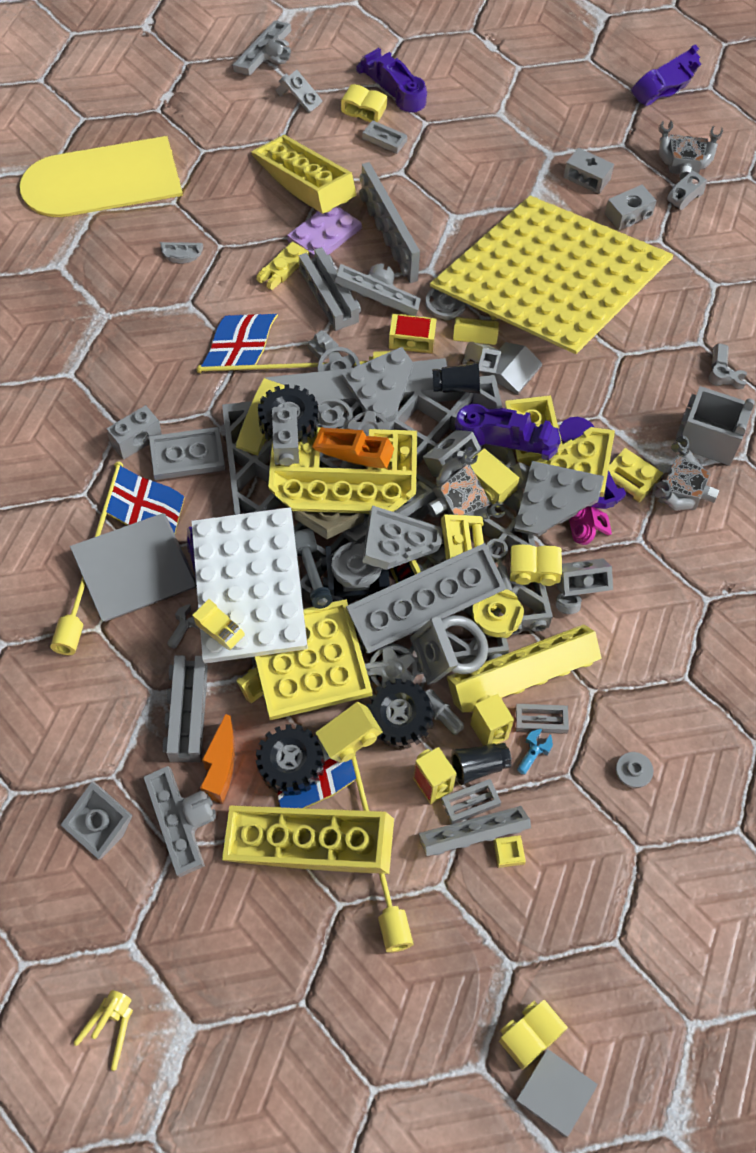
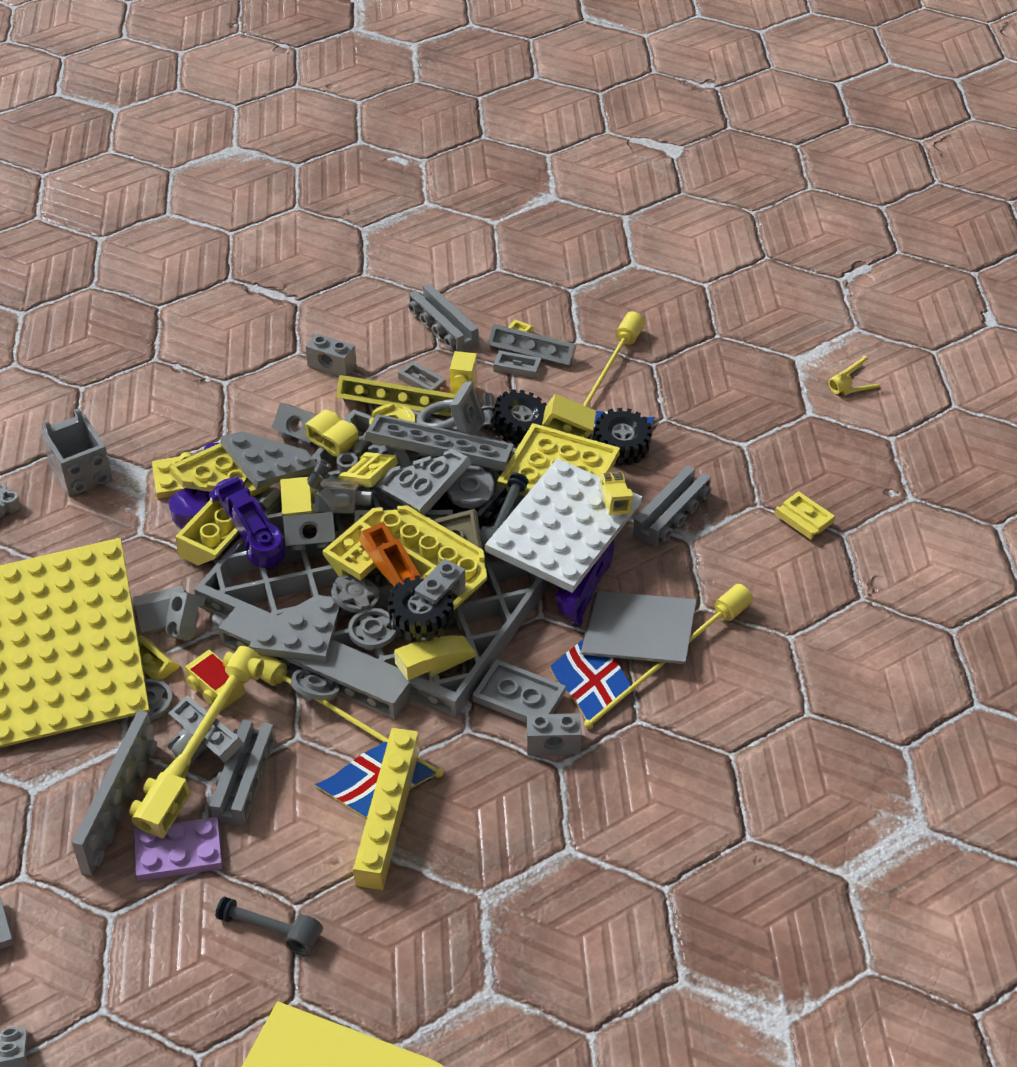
camera: 140 degrees left, 15 degrees down
(56, 781) = (804, 515): none -> light yellow plate
(97, 821) = (789, 476): light grey slope -> none
(179, 819) = (727, 448): light grey plate -> none
(181, 252) = (346, 920): light grey tile -> none
(183, 625) = (627, 568): light grey bar -> none
(198, 224) = (300, 934): none -> dark grey piece
(208, 315) = (386, 809): none -> light yellow brick
(220, 762) = (672, 462): orange slope -> none
(282, 266) = (258, 834): light yellow hinge -> none
(306, 173) = (129, 923): light yellow slope -> none
(310, 838) = (645, 385): light yellow slope -> none
(321, 343) = (303, 724): light grey tile -> none
(356, 237) = (170, 789): none -> light yellow bar
(434, 774) = (533, 370): light yellow brick -> none
(457, 379) = (234, 586): black plant -> none
(480, 761) = (496, 372): black plant -> none
(532, 1033) = (591, 252): light yellow brick -> none
(534, 750) = (439, 367): dark azure bar -> none
(556, 1093) = (601, 233): light grey tile -> none
(592, 805) = (443, 319): none -> light grey brick
(634, 770) = (393, 323): light grey piece -> none
(643, 677) = (331, 355): none -> light grey brick
(685, 481) = (150, 441): torso -> none

